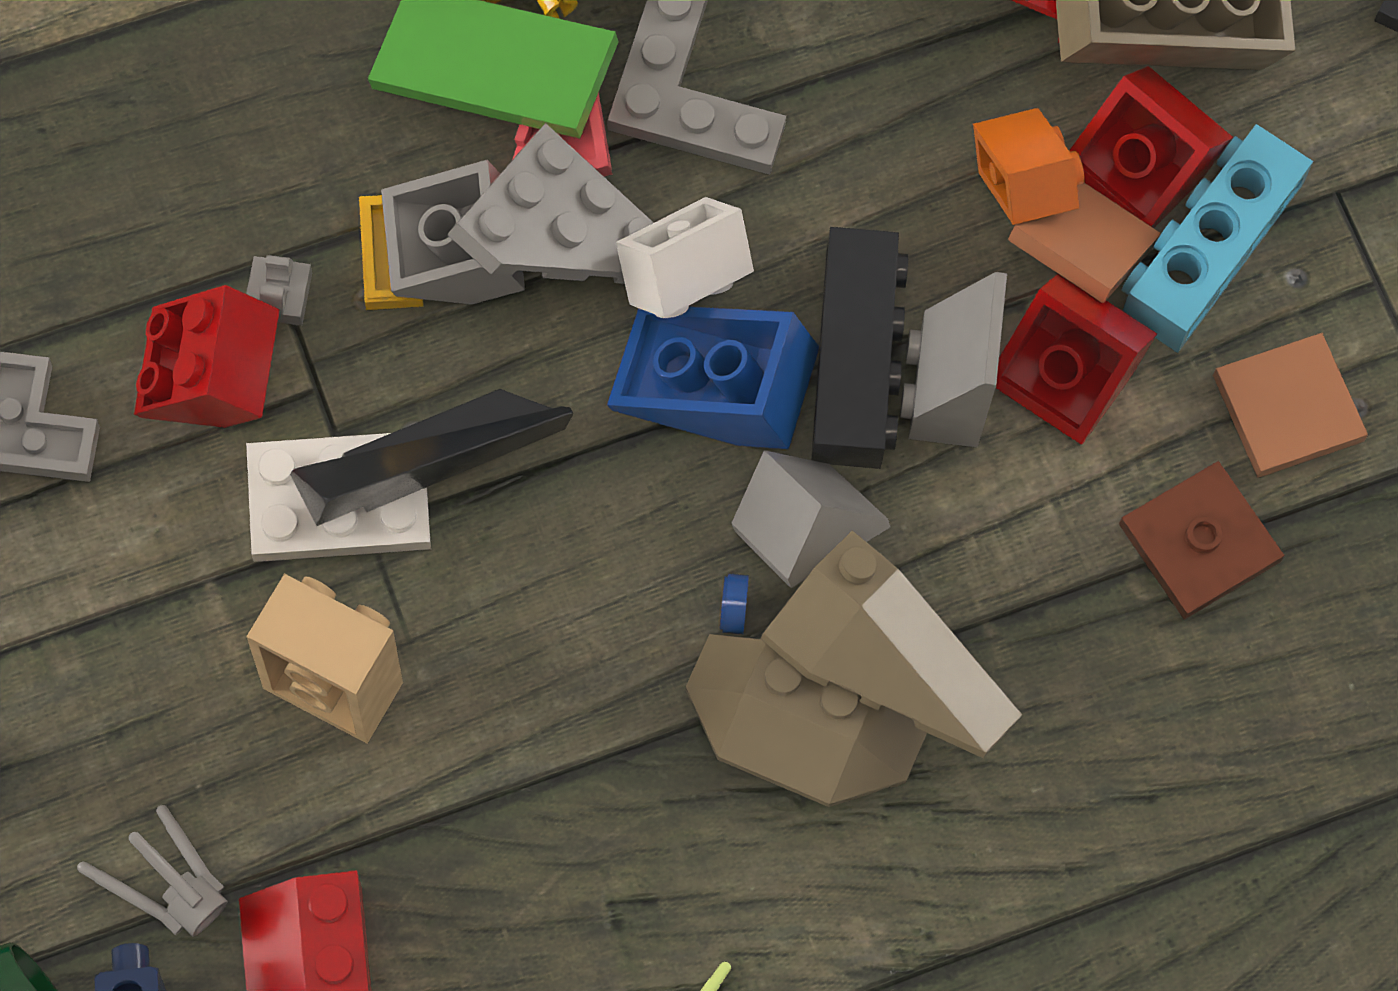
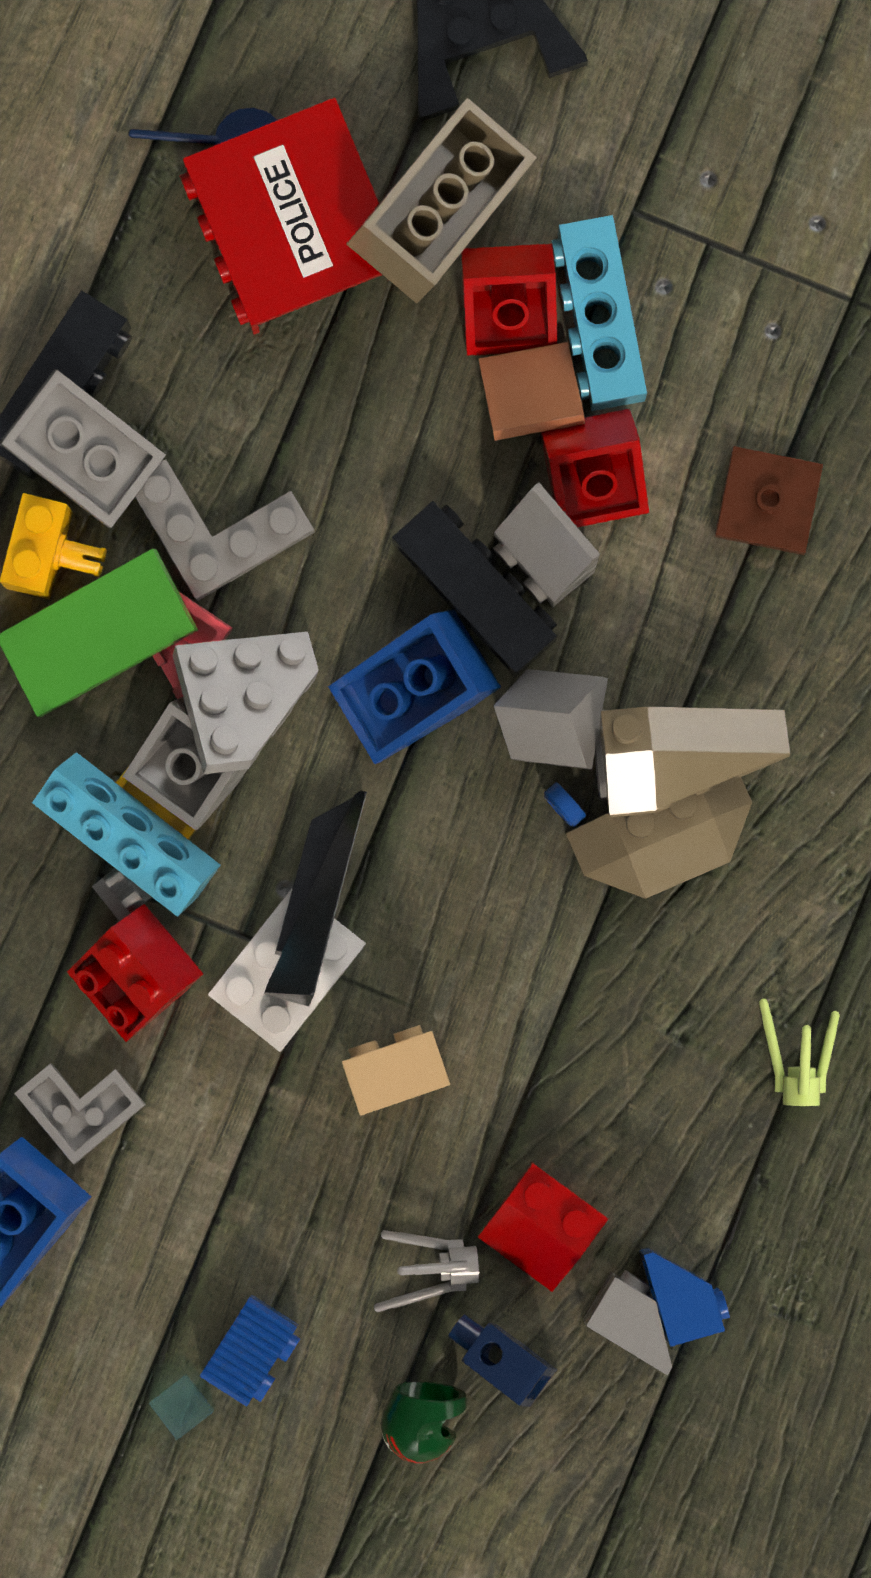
camera: 40 degrees left, 15 degrees up
(330, 239) = (126, 834): none -> medium azure brick
(685, 257) = (333, 640): white brick -> none
(1027, 165) = (460, 384): orange brick -> none
(1290, 405) = (737, 370): nougat tile -> none

